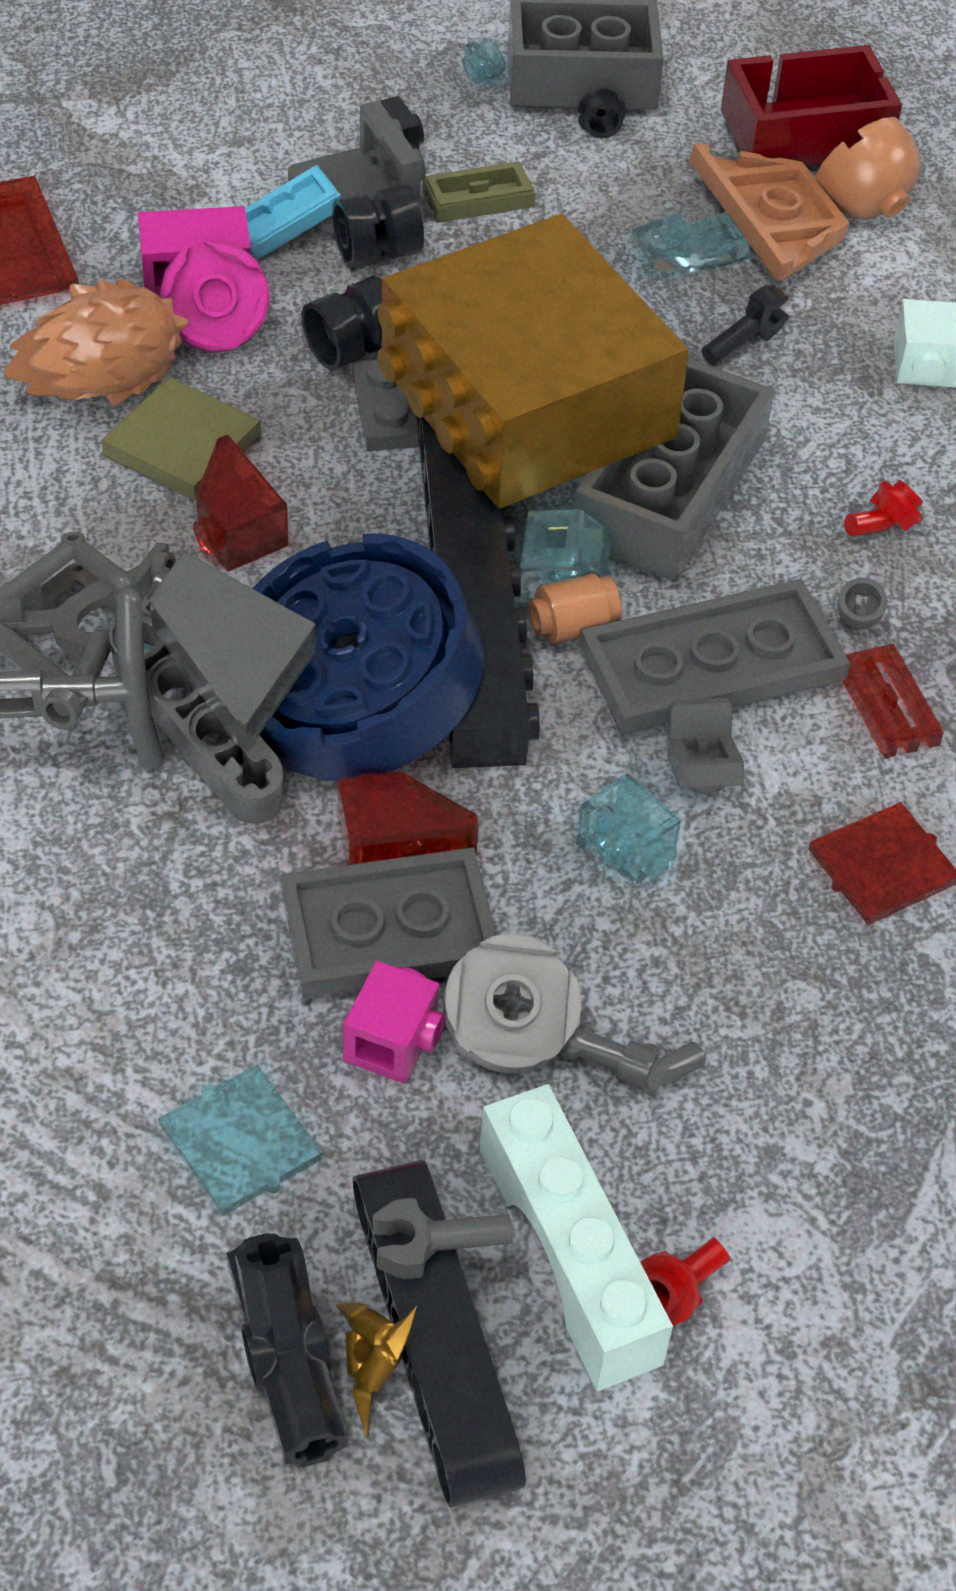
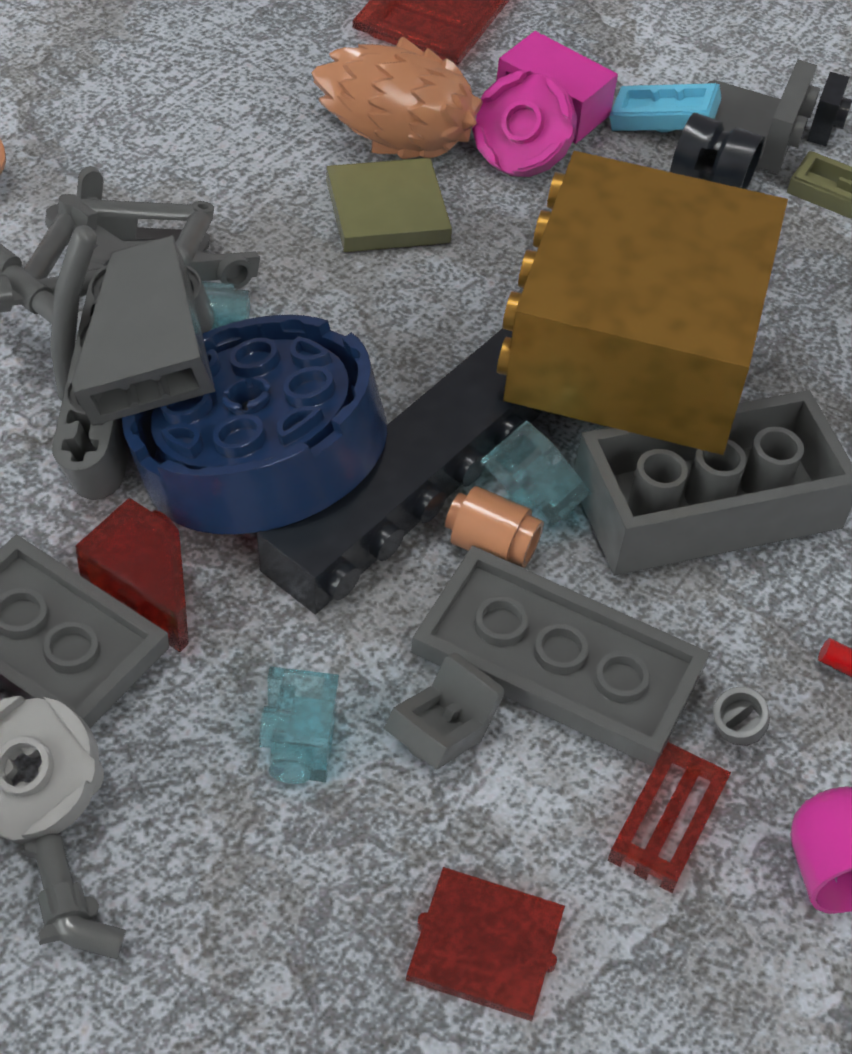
camera: 45 degrees right, 0 degrees up
(238, 509) = (346, 270): clear red slope -> none

